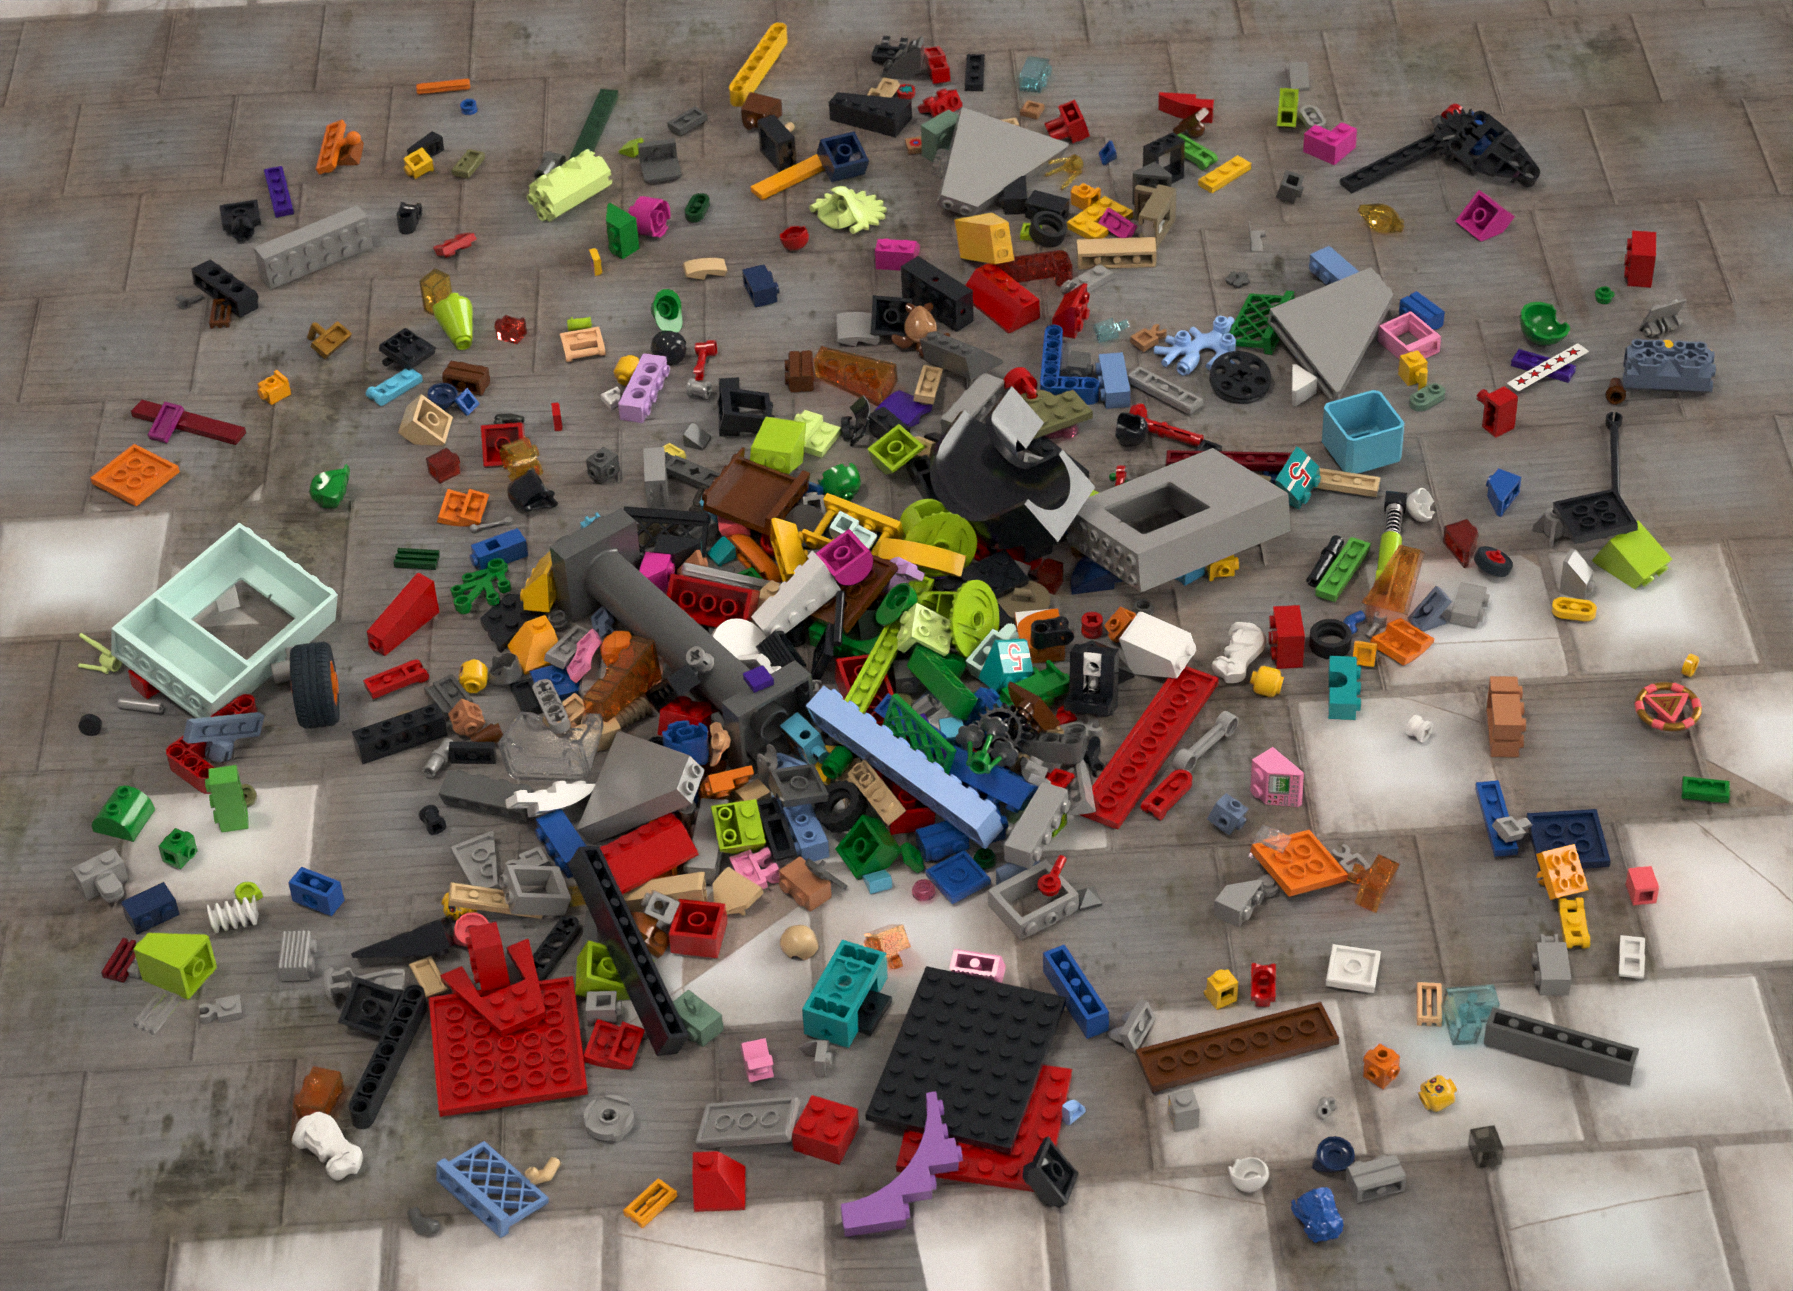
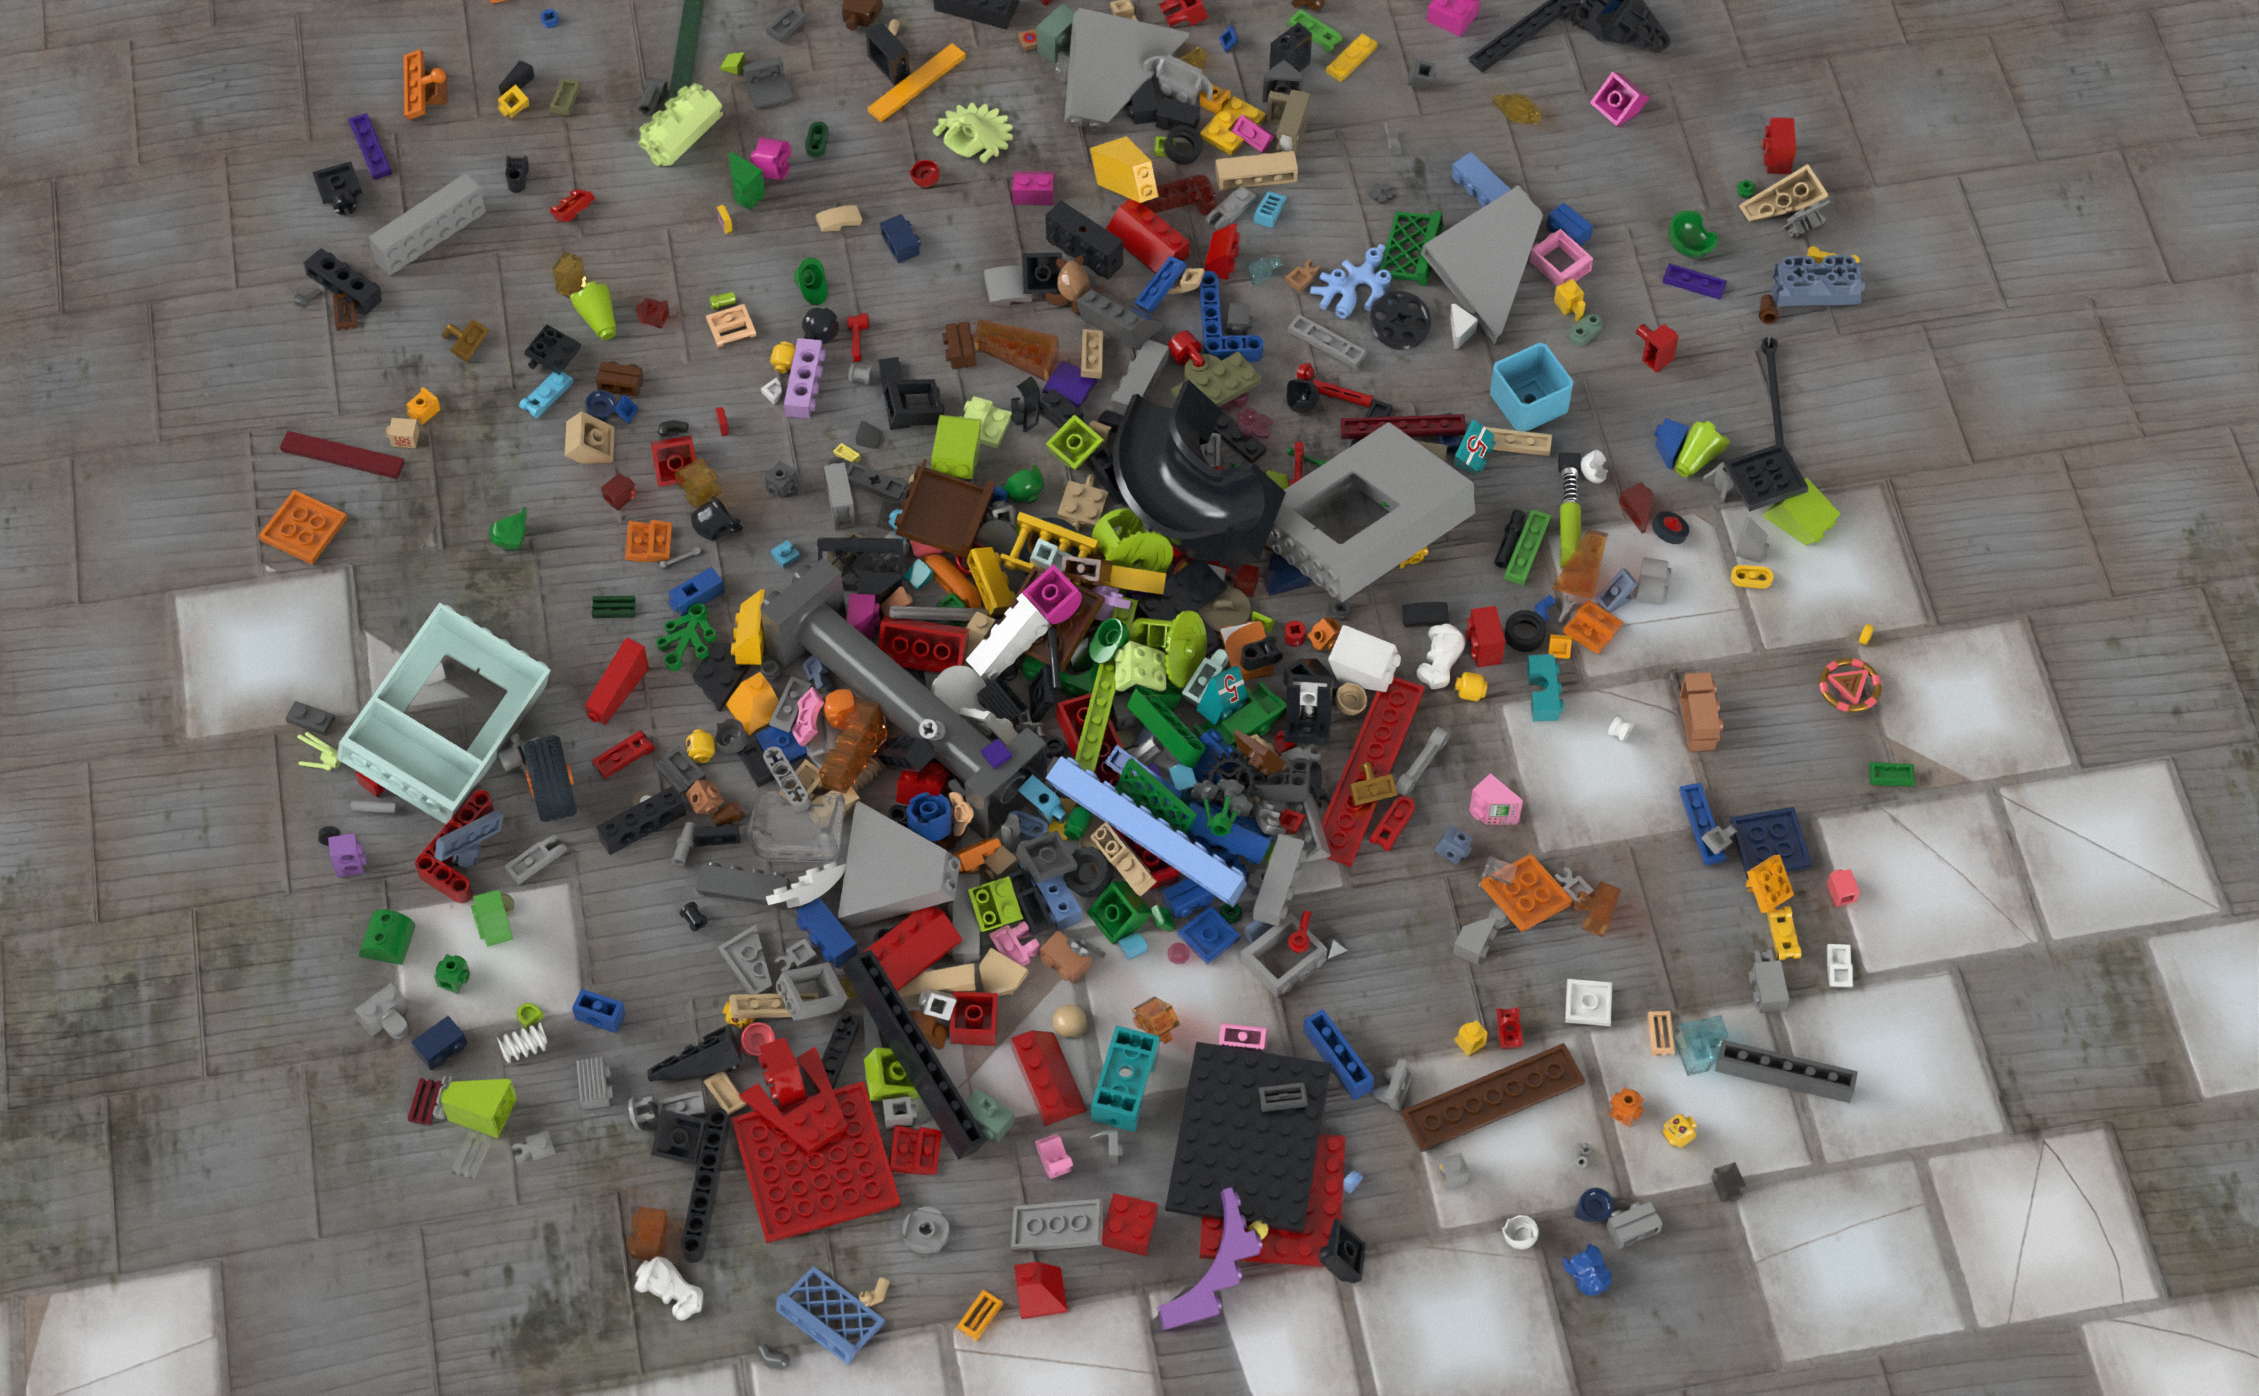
camera: 10 degrees left, 15 degrees up
(95, 627) = (310, 718): none -> dark grey plate
(100, 738) = (347, 855): none -> medium lavender brick
(165, 422) = (320, 459): magenta tile -> none
(250, 407) = (403, 432): none -> tan brick
(287, 759) = (534, 859): none -> light grey hinge
(765, 988) = (1047, 1076): none -> red slope
(842, 156) = (959, 66): dark blue brick -> none
(872, 1011) = (1153, 1091): black plate -> none
(885, 540) = (1086, 568): none -> reddish brown brick
(893, 500) = (1082, 504): none -> tan plate
(964, 1141) = (1259, 1228): none -> light yellow hinge
(1007, 332) = (1160, 284): none -> blue plate
(1021, 1024) = (1292, 1103): none -> dark grey tile
(1029, 334) = (1188, 281): none -> tan slope
(1051, 174) = (1179, 78): none -> light grey plate
(1063, 610) = (1268, 623): none -> lime slope
(1075, 448) = (1253, 423): none -> clear pink plate
(1113, 380) = (1275, 333): medium blue brick -> none
(1124, 285) = (1265, 219): none -> medium azure slope
(1140, 683) = (1351, 699): none -> tan hair
(1149, 757) = (1372, 788): none -> pearl gold plate
(1227, 615) = (1425, 613): none -> black slope
(1532, 496) = (1700, 448): none -> lime cone
(1547, 367) = (1699, 285): white sticker -> none
(1641, 298) = (1788, 195): none -> tan wedge

